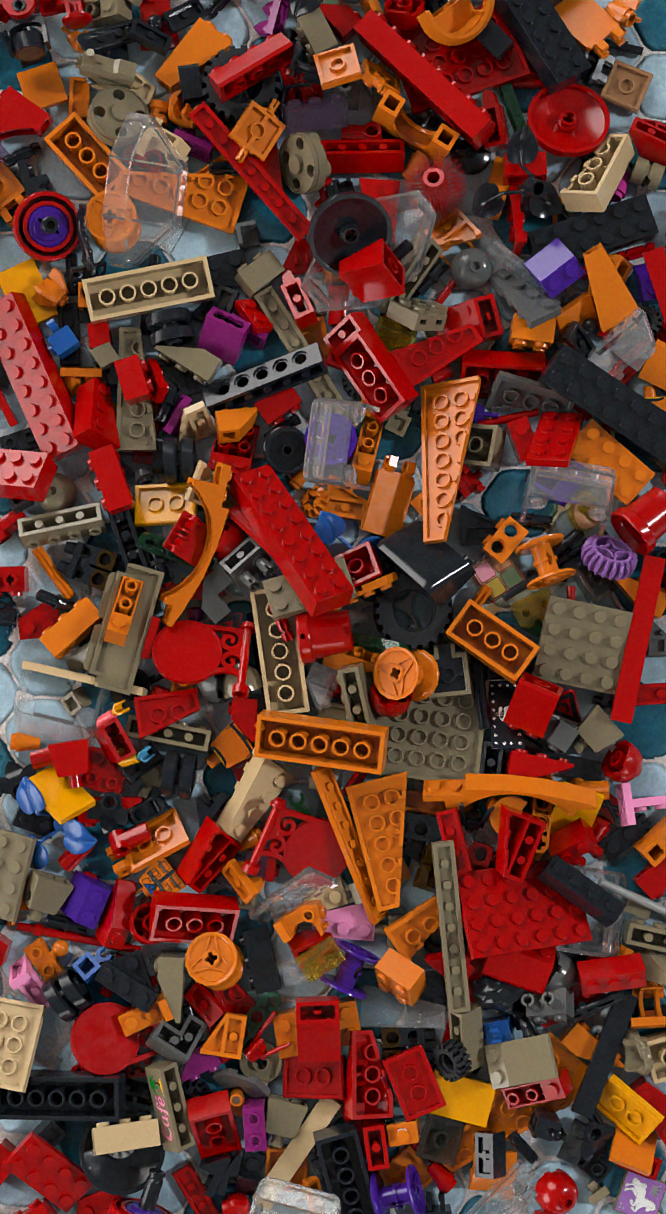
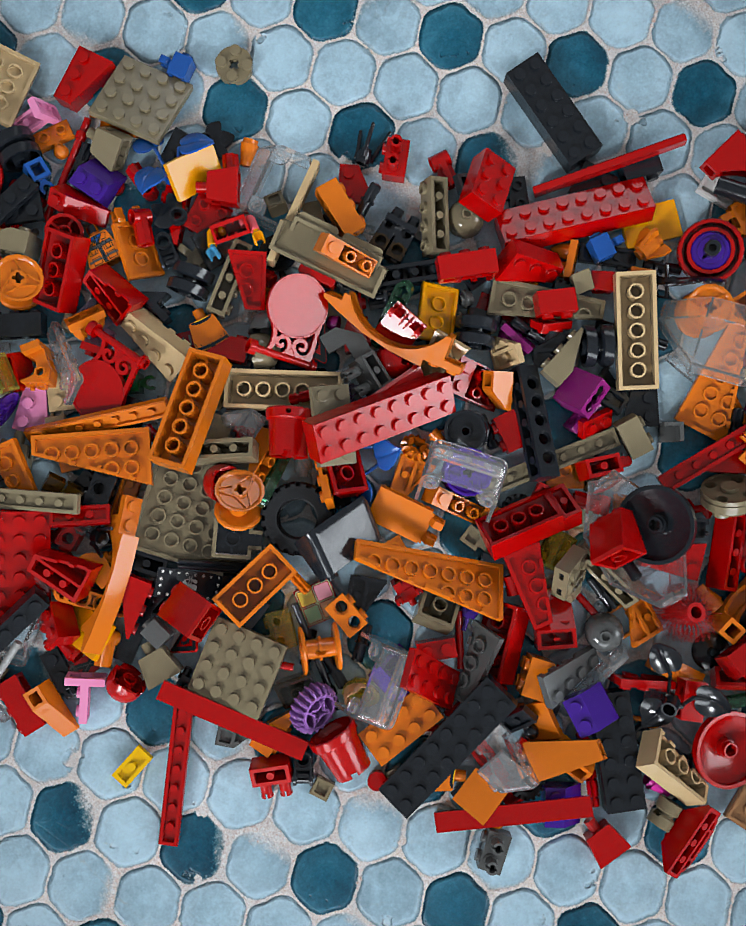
camera: 100 degrees right, 0 degrees up
(55, 575) = (399, 201): orange axle -> none
(251, 838) = (123, 337): orange cone -> none
(299, 258) = (640, 474): red piece -> none

